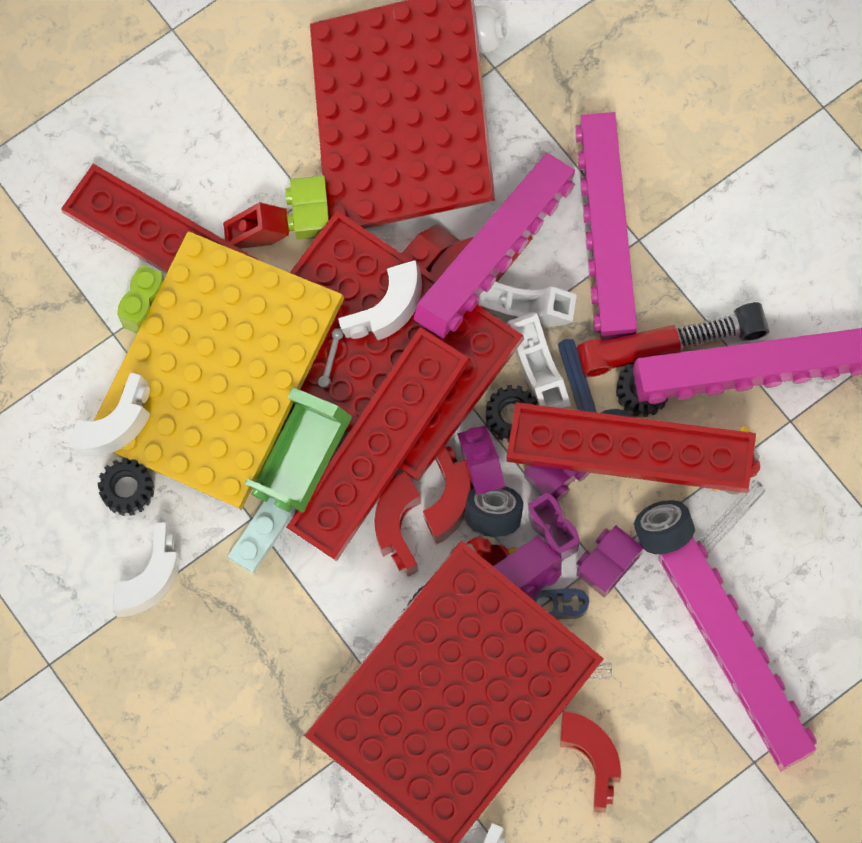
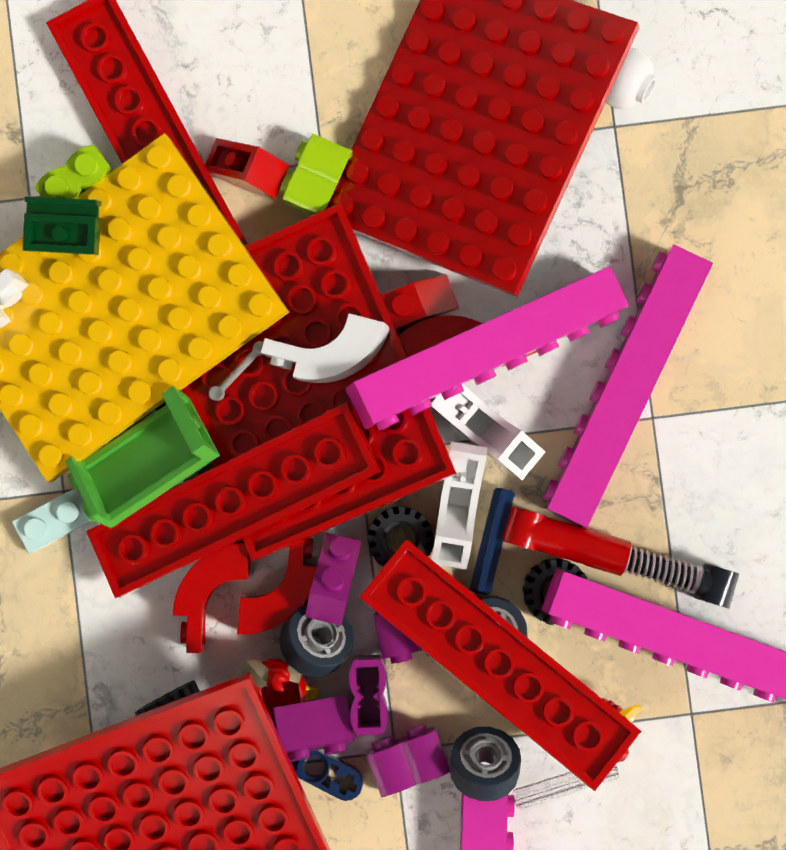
camera: 20 degrees right, 15 degrees up
(152, 327) = (61, 225): none -> dark green plate

